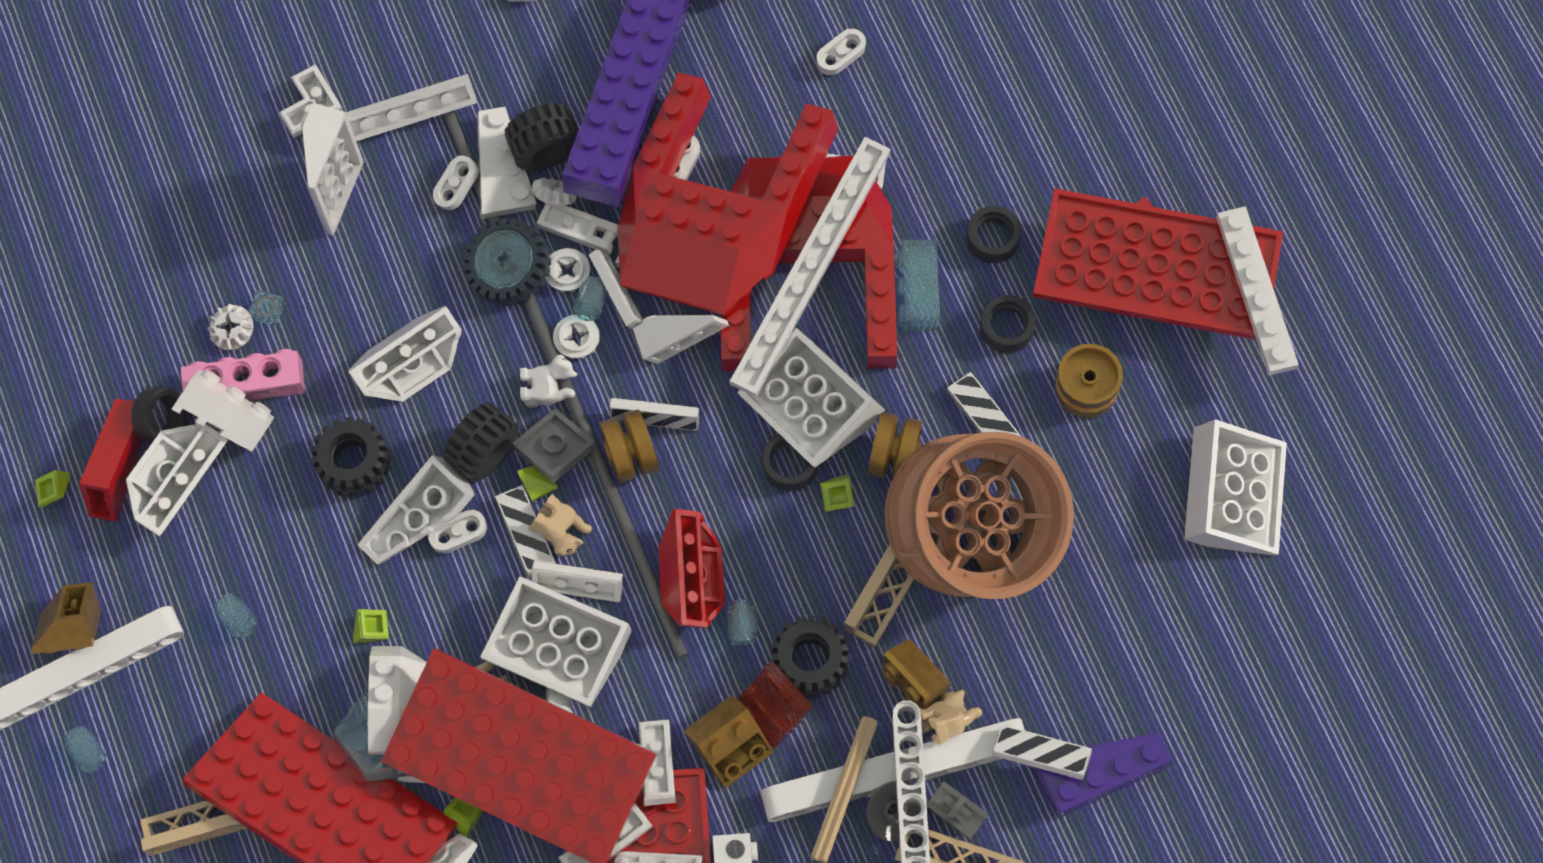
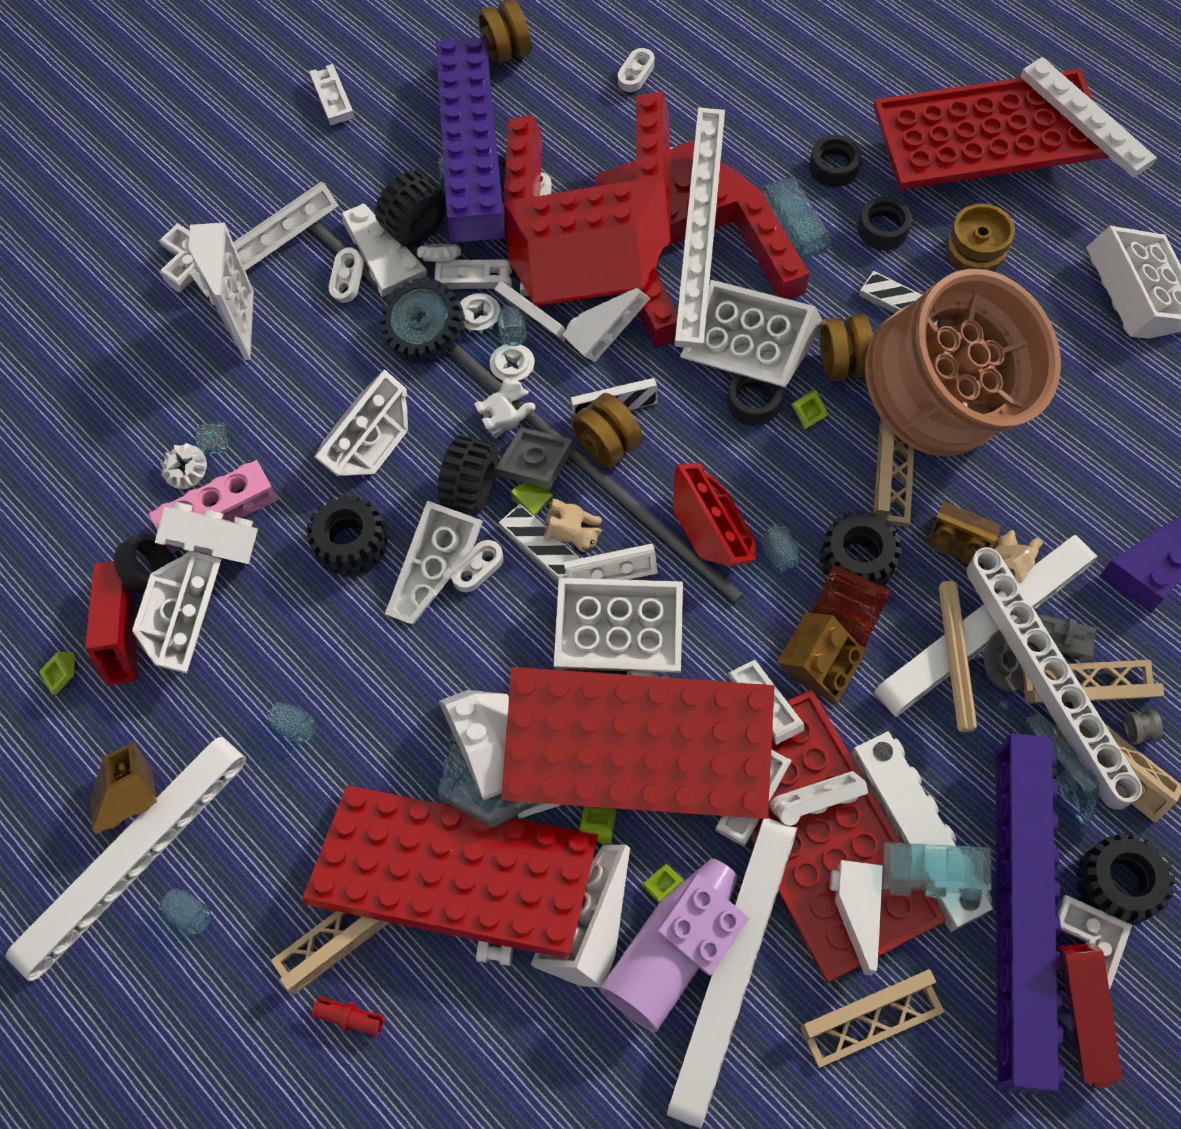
camera: 20 degrees left, 5 degrees down
(370, 626) = (429, 683): lime slope -> none
(1042, 752) = (1120, 551): white tile -> none

